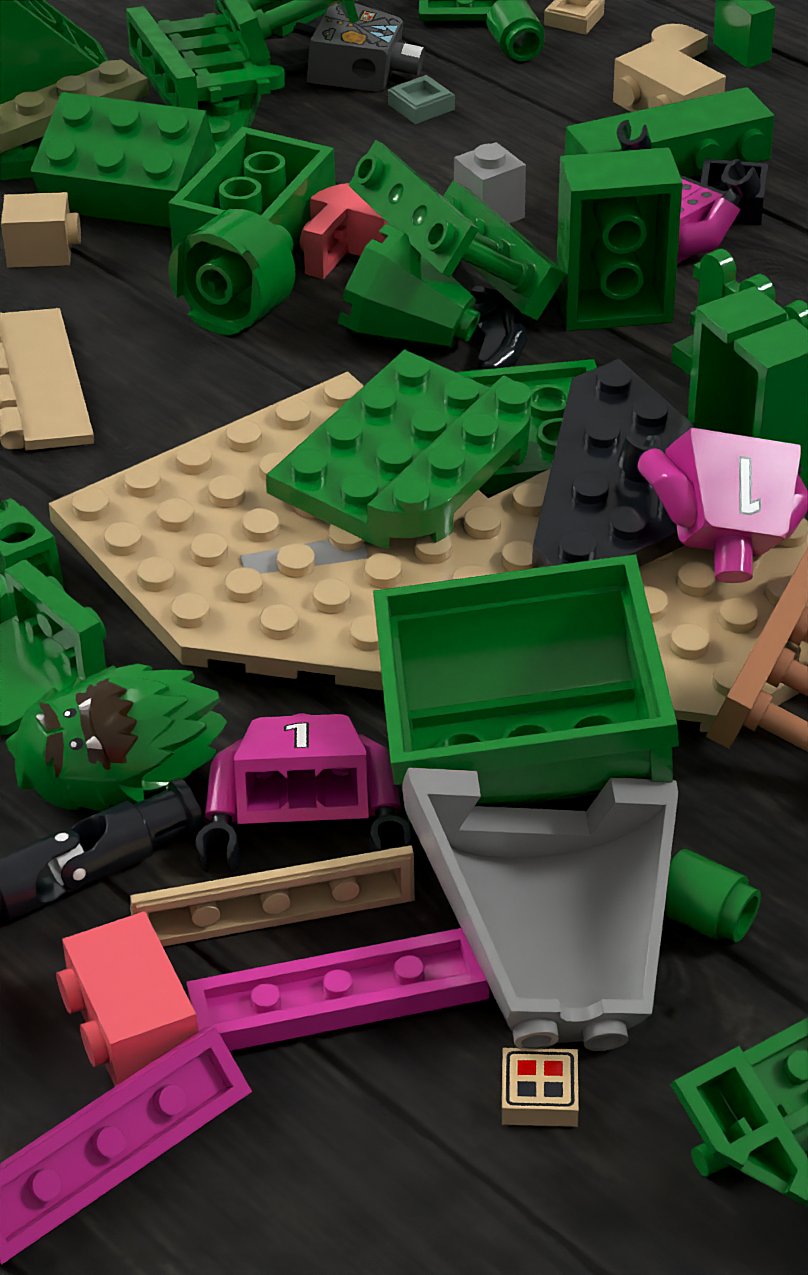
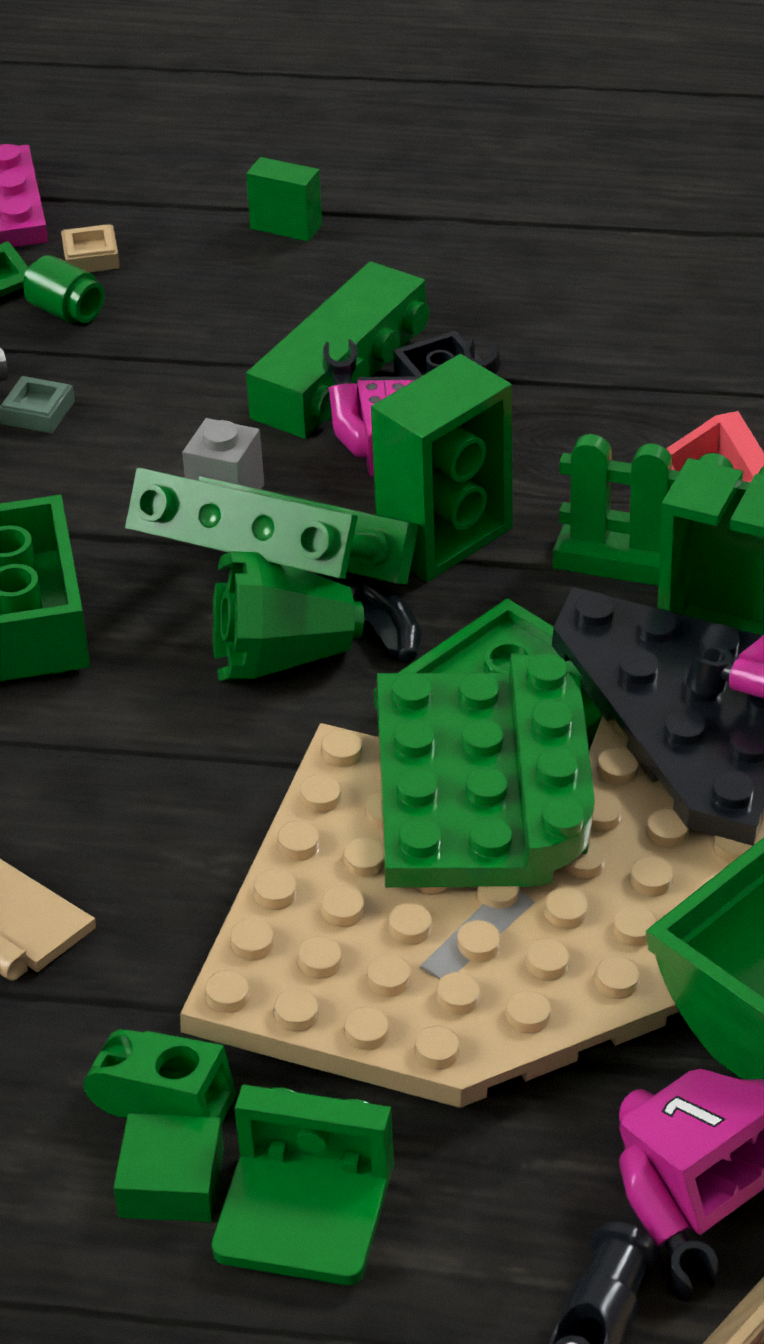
camera: 35 degrees left, 0 degrees up
(115, 736) = (506, 1218): green head -> none
(233, 270) = (81, 672): green brick -> none
(338, 226) = (122, 567): coral brick -> none
(660, 77) = (273, 289): tan brick -> none
(682, 38) = (224, 242): tan tile -> none

